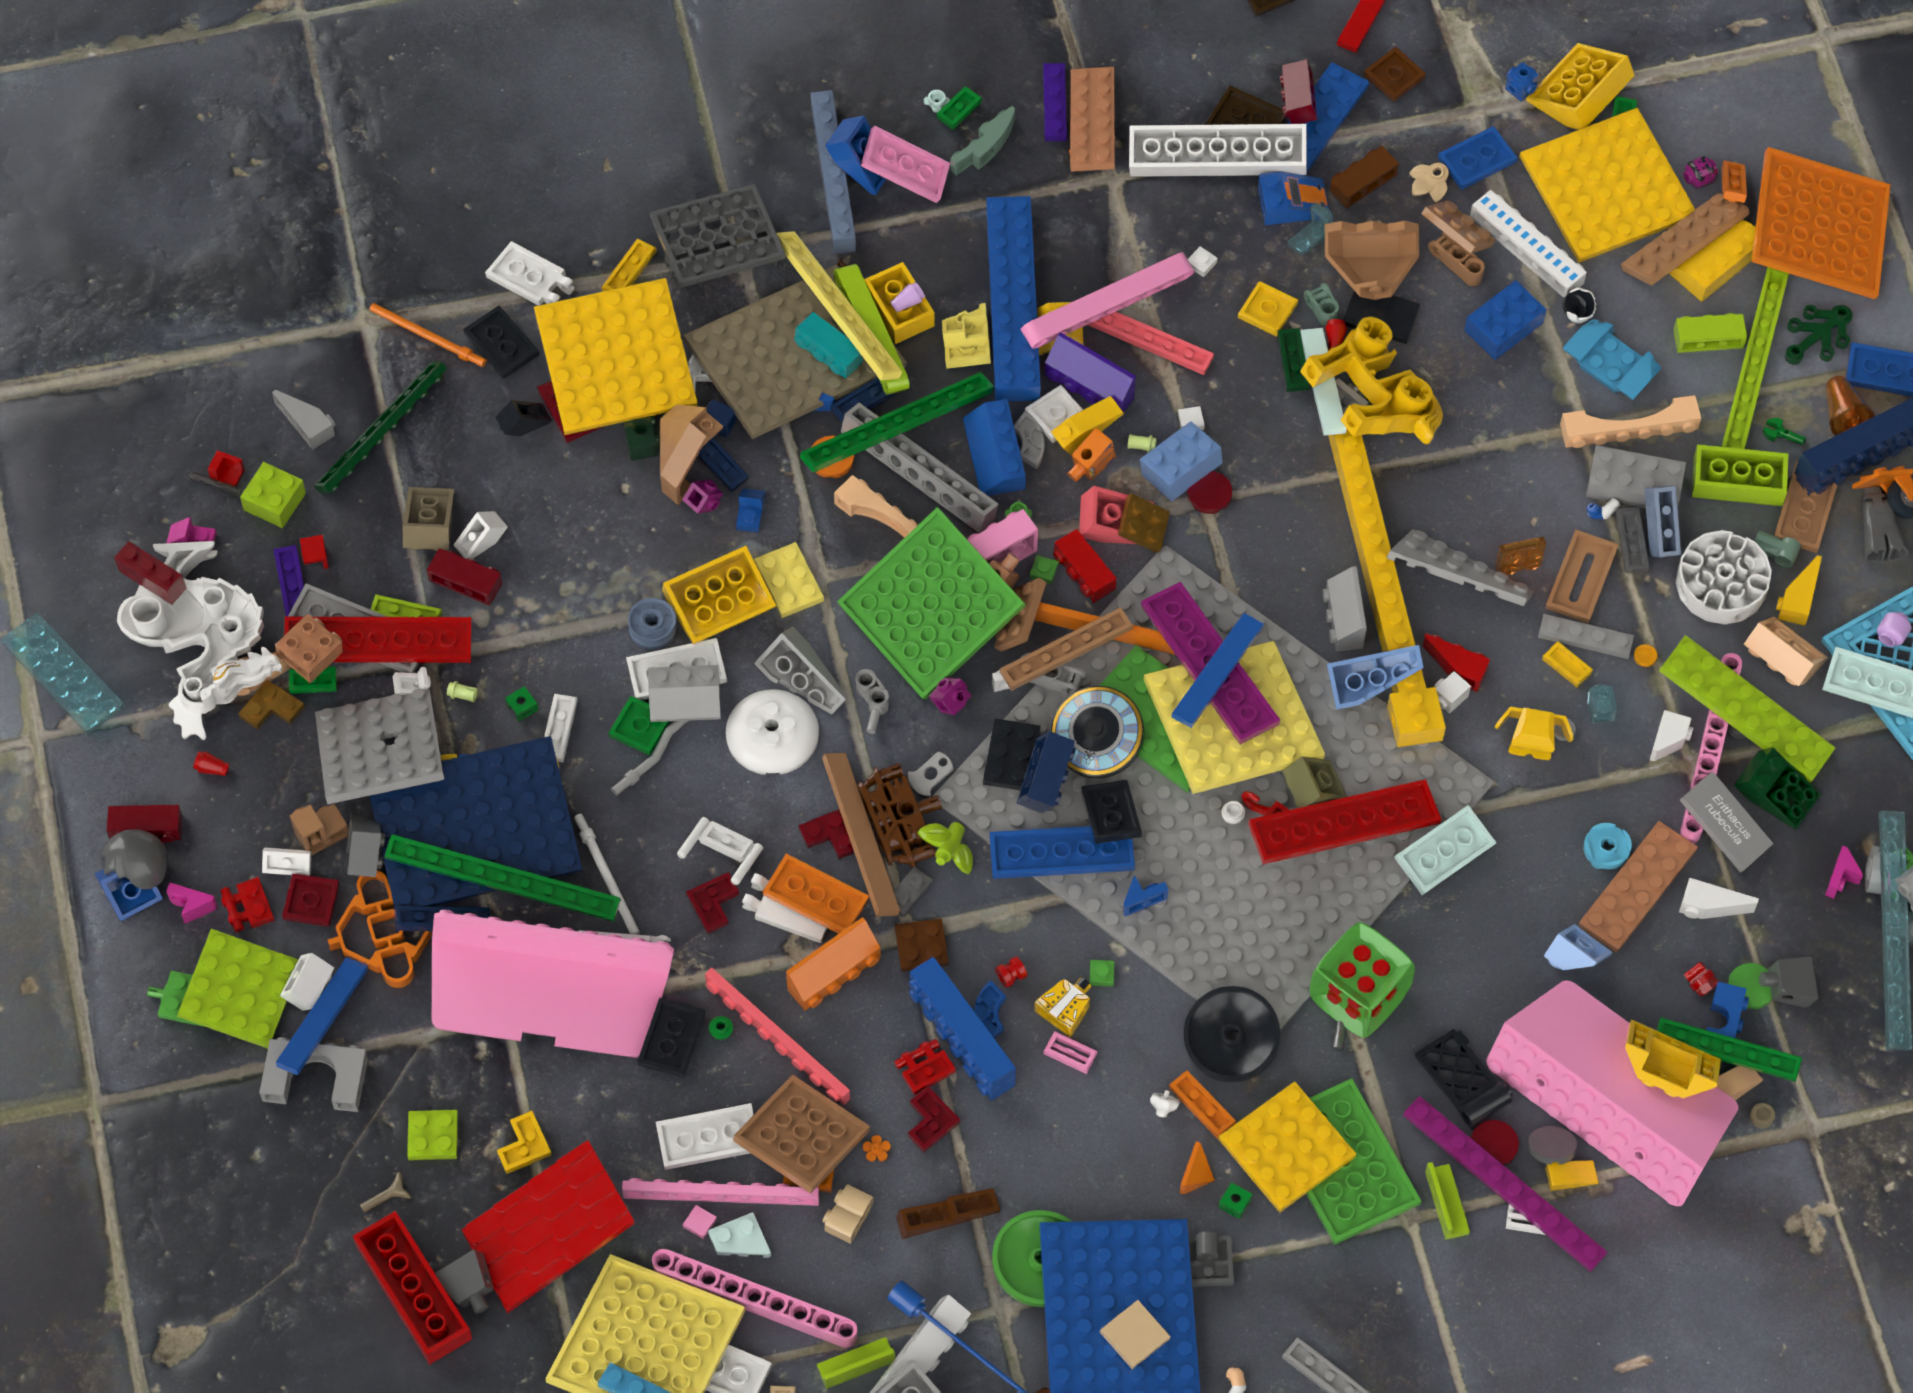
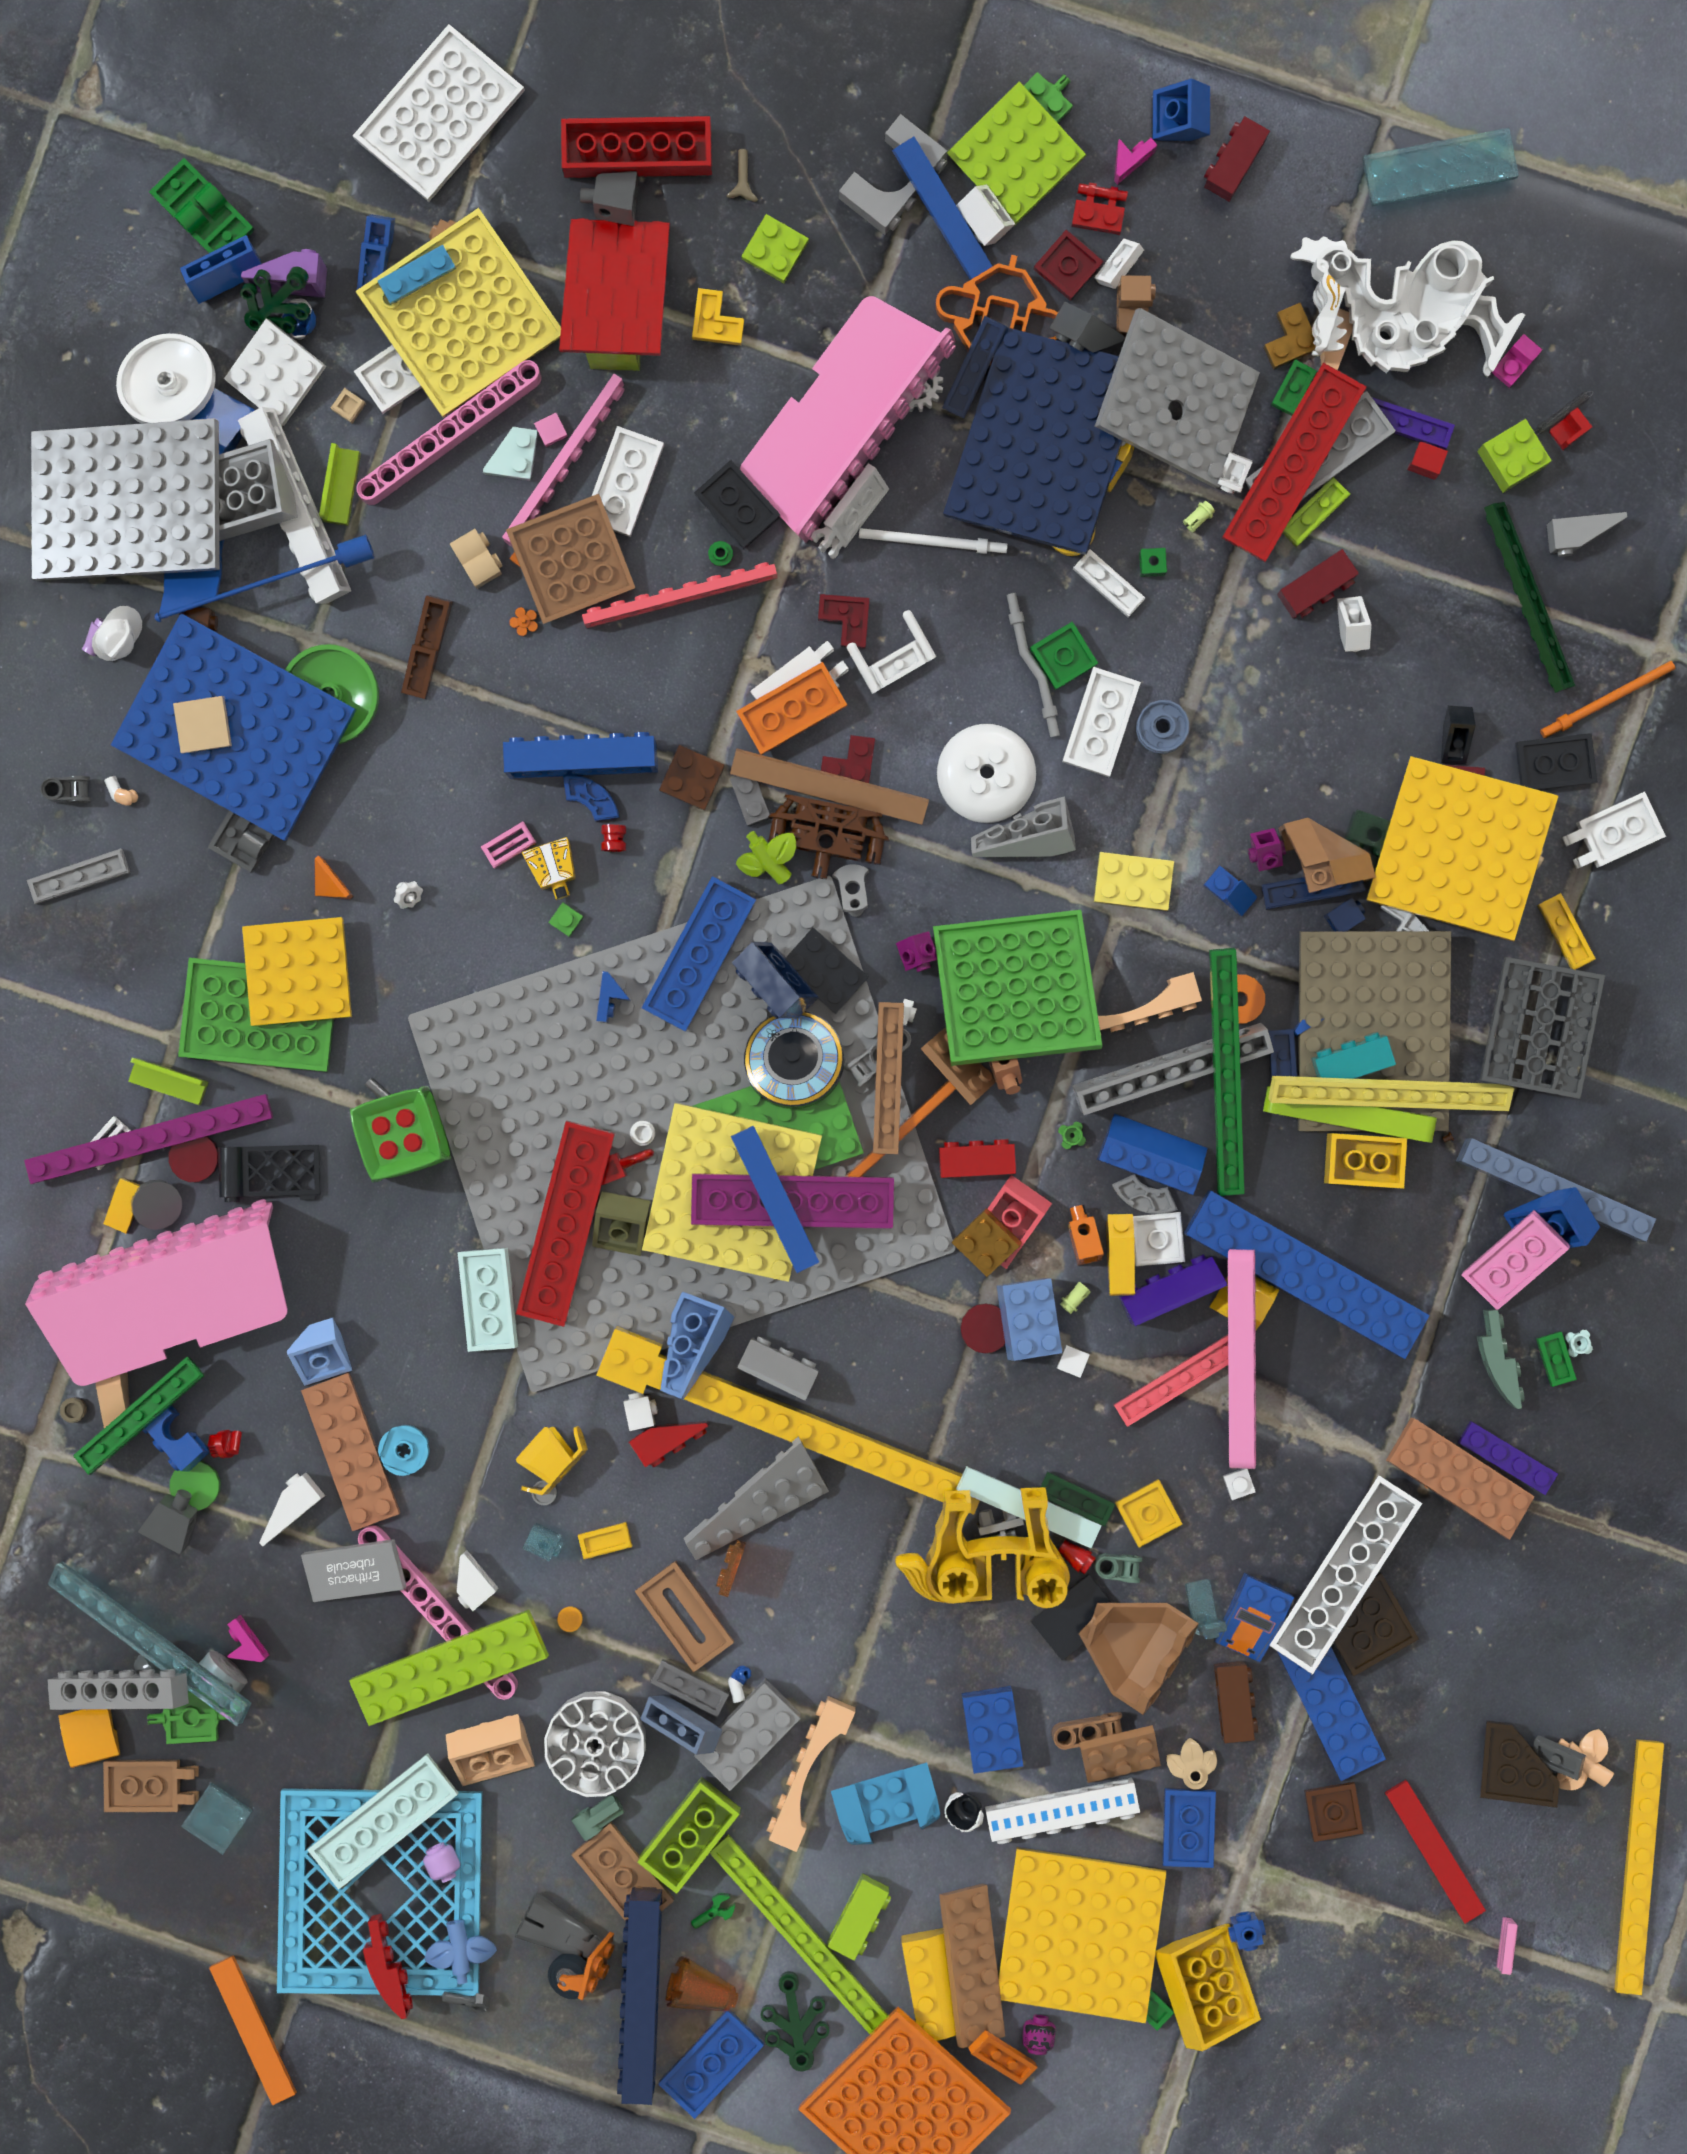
camera: 125 degrees right, 25 degrees up
(137, 857) = (1196, 124): dark grey piece -> none
(150, 573) = (1485, 283): dark red brick -> none
(210, 764) = (1263, 248): red cone -> none
(309, 648) = (1315, 387): nougat brick -> none
(428, 518) = (1402, 586): dark tan slope -> none
(502, 878) = (972, 431): green plate -> none
(684, 693) = (1064, 708): light grey slope -> none
(718, 595) = (1150, 802): yellow slope -> none
(833, 965) = (713, 683): orange slope -> none
(871, 693) = (966, 879): light grey beam -> none
(908, 297) = (1357, 1167): lavender cone -> none
(927, 1072) = (565, 708): red plate -> none
(937, 1119) = (514, 688): dark red plate -> none
(967, 338) = (1290, 1205): light yellow slope -> none
(1013, 535) = (1042, 1092): bright pink brick -> none
(1044, 569) = (999, 1122): bright green plate -> none
(1111, 811) = (707, 1021): black tile -> none
(1202, 1104) = (386, 926): orange plate -> none
(1232, 1034) = (430, 991): black dish -> none
(1239, 1207) = (289, 902): green piece -> none
(1298, 92) = (1365, 1699): brick -> none
(1586, 636) = (622, 1577): light grey plate -> none
(1669, 1062) = (144, 1350): yellow slope -> none
(1777, 787) = (363, 1644): dark green slope -> none
(1798, 596) = (534, 1800): yellow slope -> none

